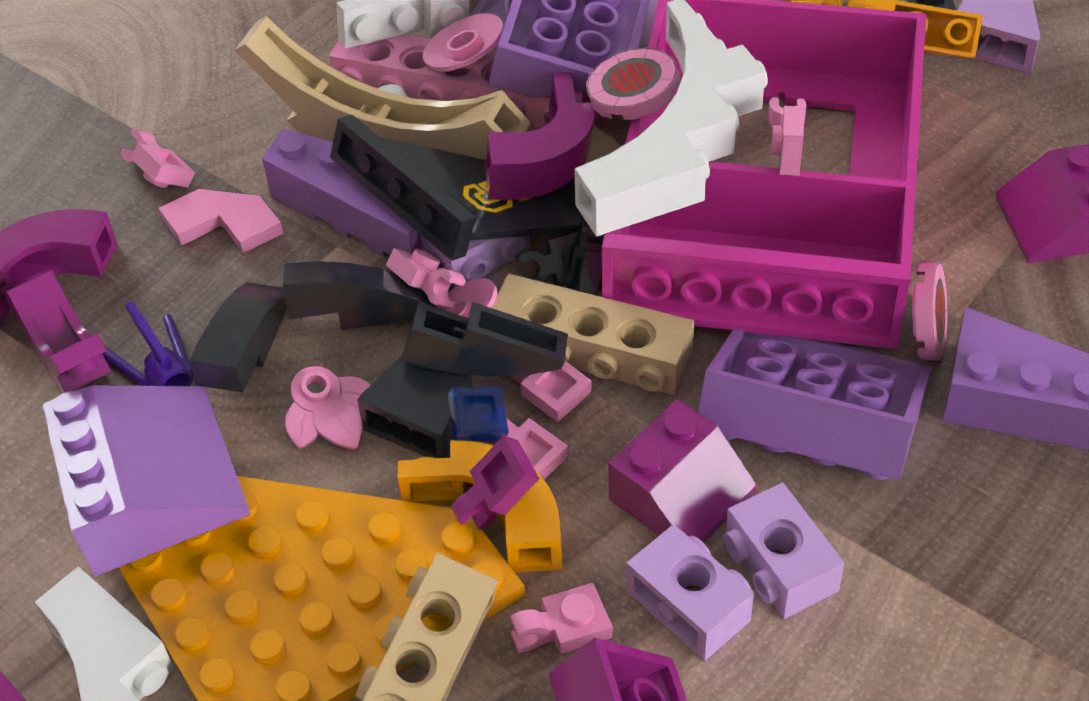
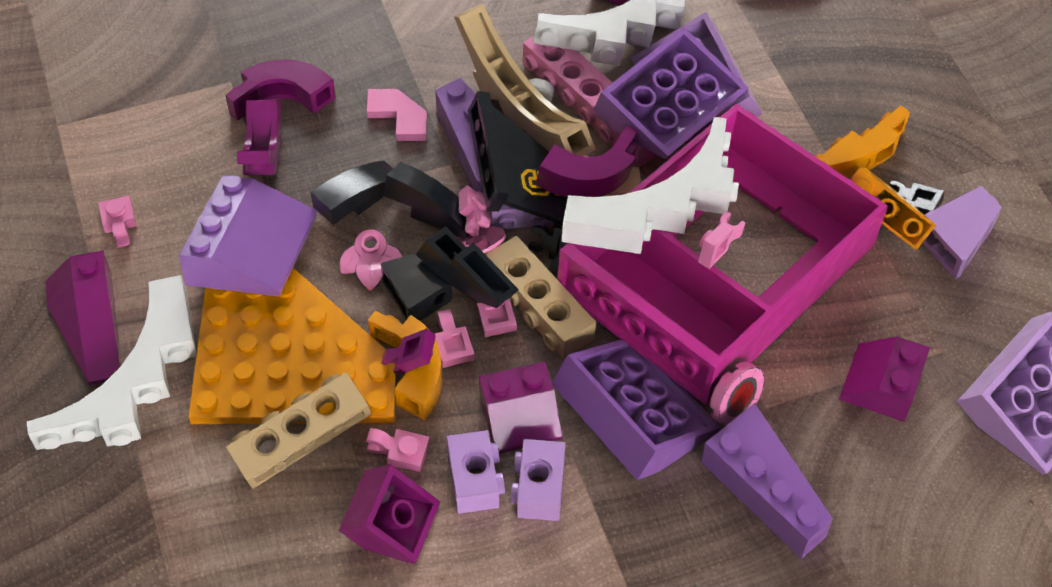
camera: 30 degrees right, 5 degrees up
(159, 164) = (386, 61): bright pink plate -> none
(161, 365) = (303, 184): dark purple plant -> none
(463, 43) = (596, 75): bright pink dish -> none
(477, 413) = (435, 308): clear blue tile -> none
(633, 83) = (660, 156): bright pink tile -> none

